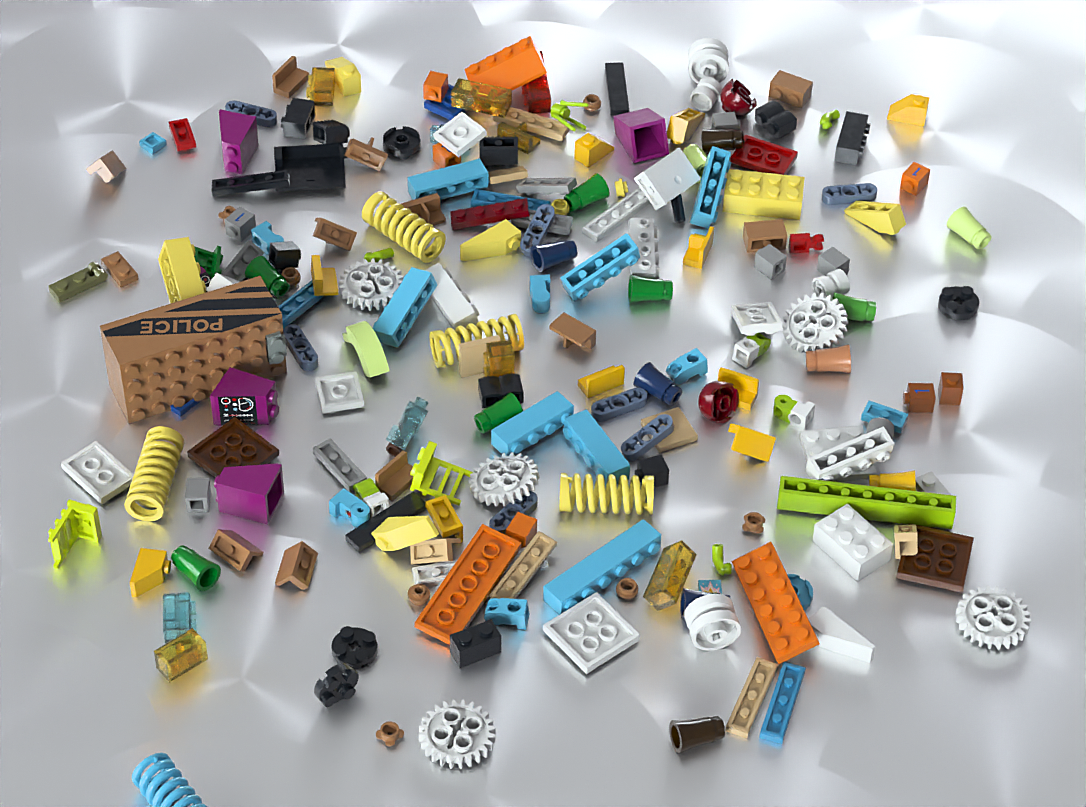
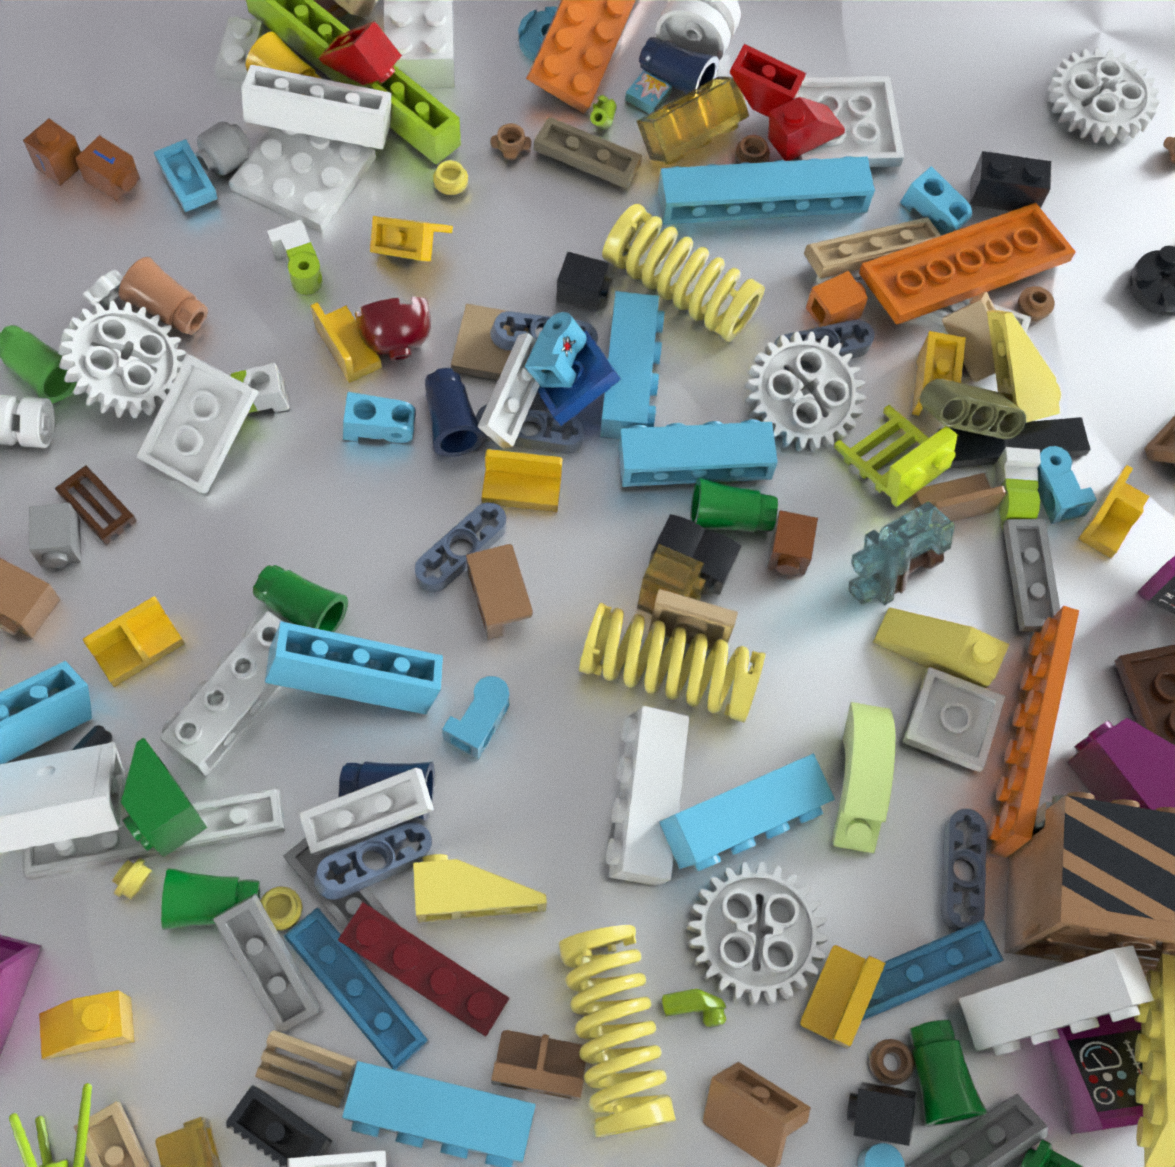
camera: 150 degrees left, 20 degrees up
(303, 393) = (1035, 729): none -> orange plate
(315, 513) = (1114, 515): none -> yellow panel
(357, 413) = (942, 645): none -> light yellow slope
(416, 494) = (972, 409): none -> olive beam
(461, 417) = (792, 543): none -> dark orange brick
(551, 231) = (366, 811): none -> white plate
(602, 339) = (433, 557): none -> sand blue beam
(606, 596) = (801, 127): none -> red slope
(614, 419) = (593, 378): none -> blue plate
(629, 196) = (156, 804): none -> green slope
(630, 416) = (556, 351): none -> medium azure leg
(635, 399) = (511, 396): none -> white plate
(644, 599) = (765, 79): none -> red slope
(705, 536) = (587, 152): none -> dark tan plate
(764, 487) = (450, 178): none -> light yellow plate
(769, 284) = (114, 526): none -> reddish brown tile
(851, 479) = (362, 54): none -> red slope
(856, 343) = (105, 289): none -> white plate

